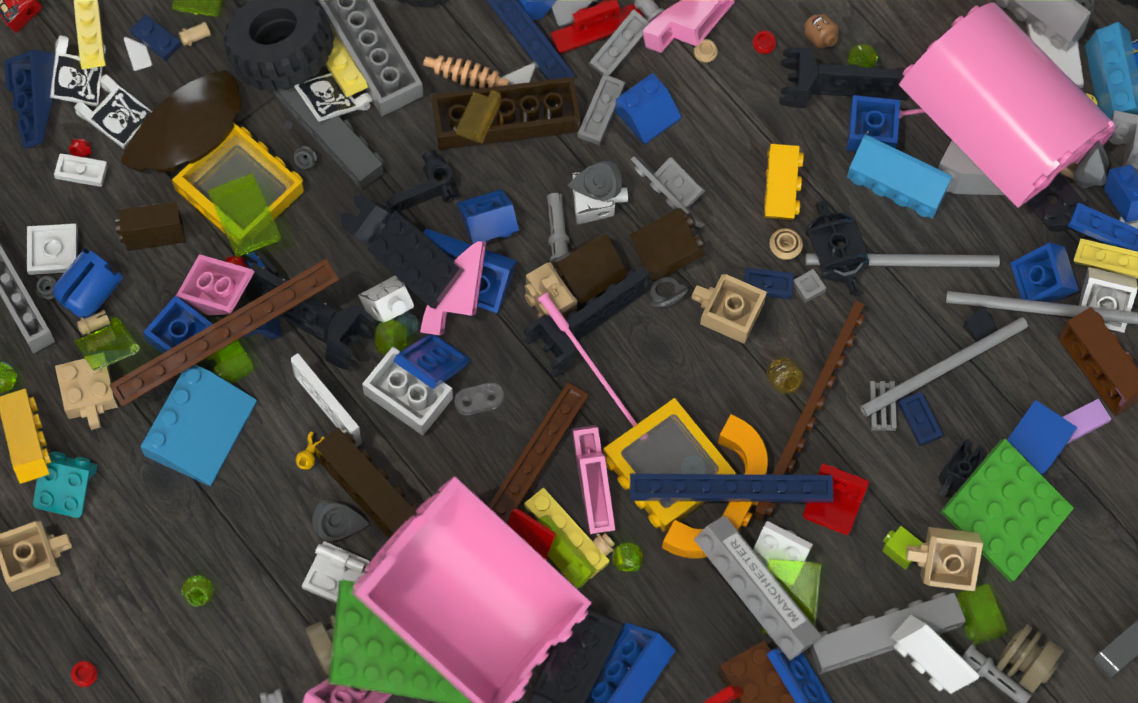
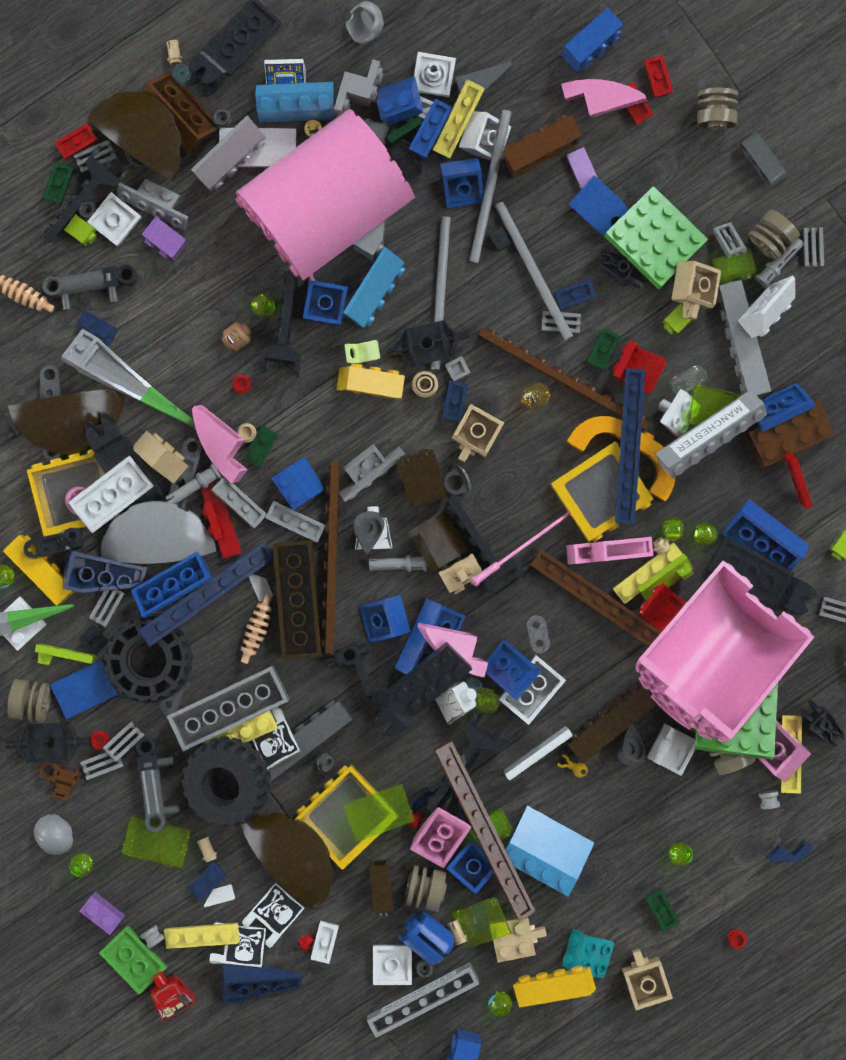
camera: 80 degrees left, 20 degrees up
(123, 573) = (662, 910): none -> dark green plate
(149, 276) = (426, 888): none -> dark tan wheel
(479, 116) = (306, 622): clear yellow panel -> none
(561, 152) = (331, 548): none -> reddish brown plate
(623, 599) = (705, 534): none -> clear neon green piece
(690, 68) = (260, 446): none -> dark green plate
(817, 174) = (362, 352): none -> yellowish green bracket
(829, 565) = (688, 379): none -> clear plate
(854, 458) = (603, 349): none -> dark green plate
(1004, 610) = (734, 251): none -> light grey tile
(1097, 201) = (397, 134): none -> dark green plate

